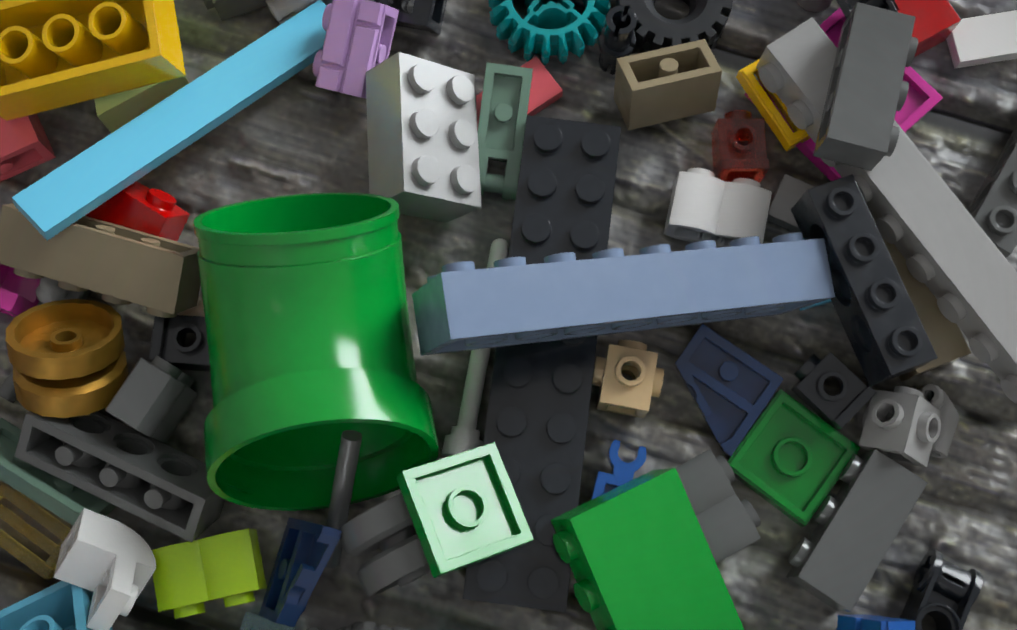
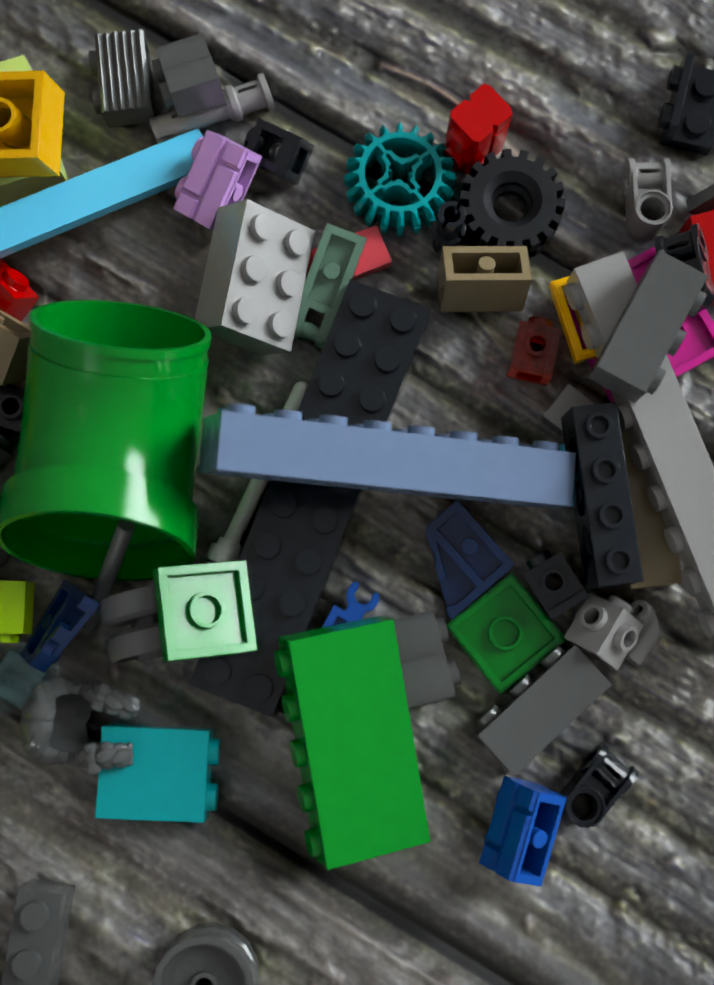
camera: 15 degrees right, 5 degrees up
(623, 395) = (372, 546): tan brick -> none
(716, 209) = (498, 402): white brick -> none

